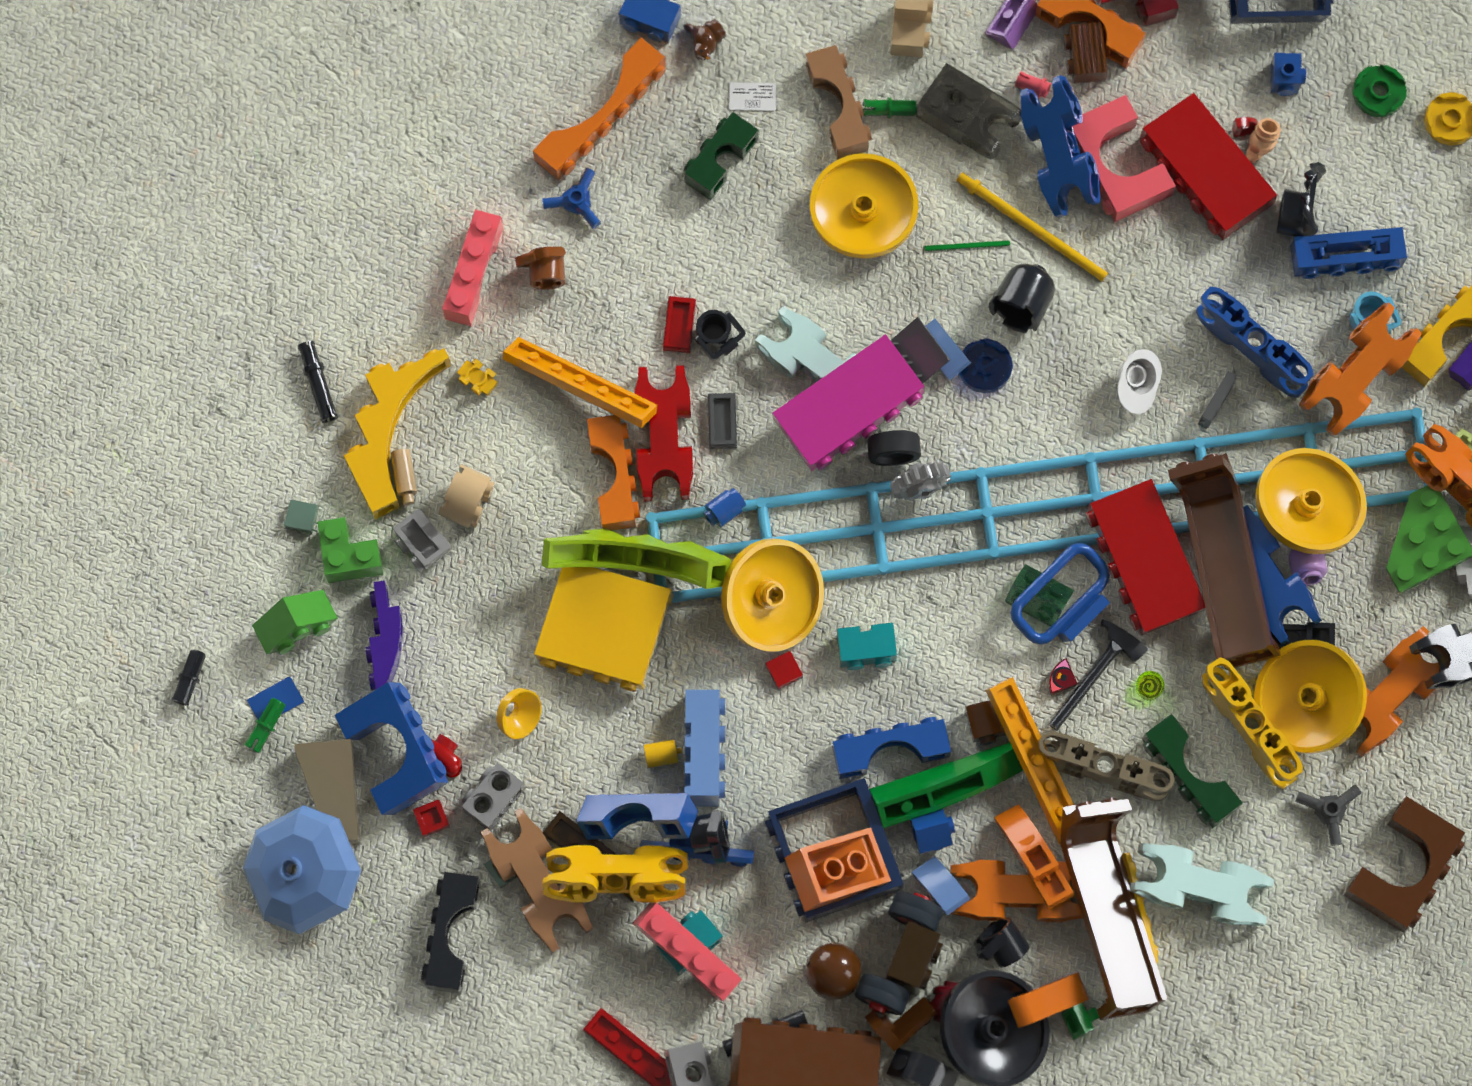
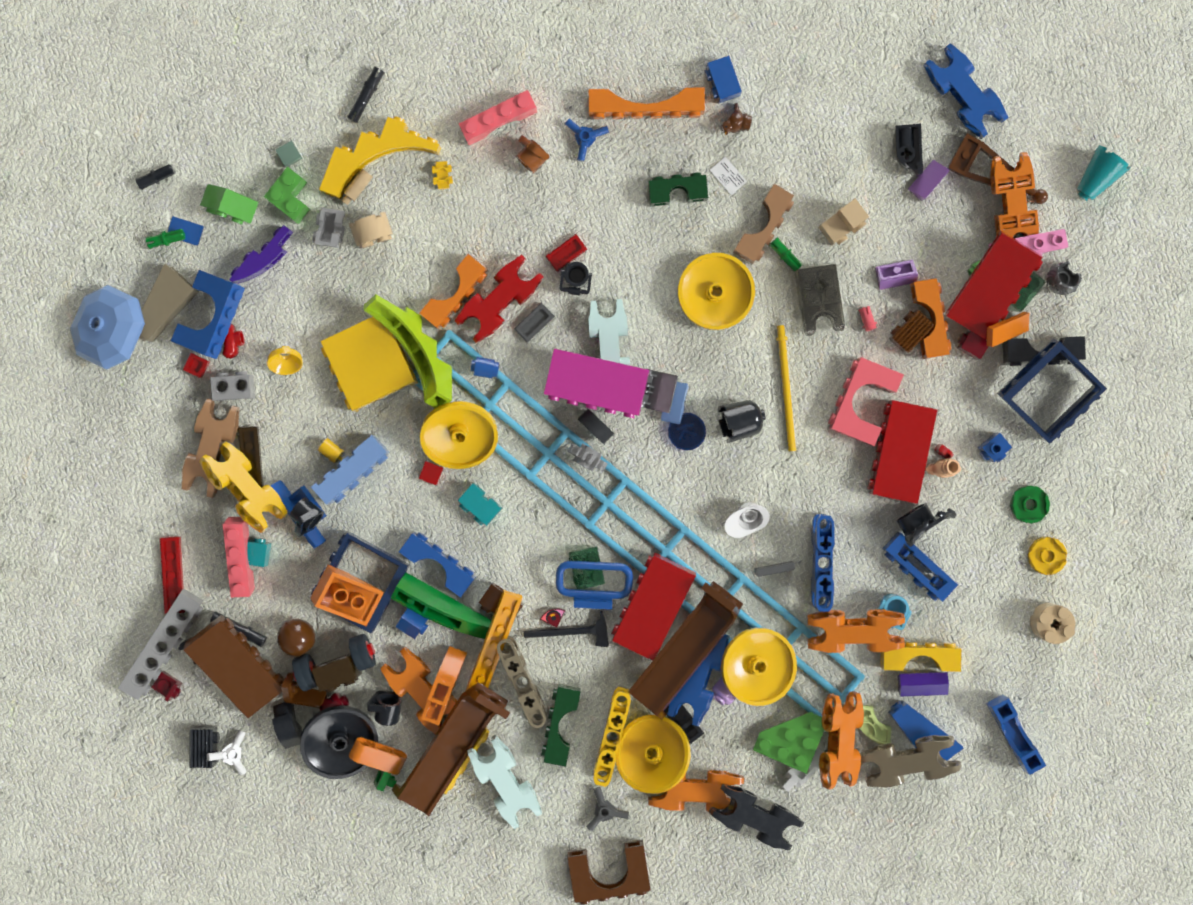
camera: 50 degrees right, 15 degrees up
(457, 895) = (127, 443): black arch -> none
(580, 382) = (484, 231): light orange plate -> none
(606, 815) = (272, 454): blue arch -> none
(940, 885) = (388, 651): medium blue slope -> none
(967, 245) = (745, 363): green piece -> none
(1065, 164) = (842, 365): blue piece -> none
(1150, 685) = (589, 664): clear neon green tile -> none

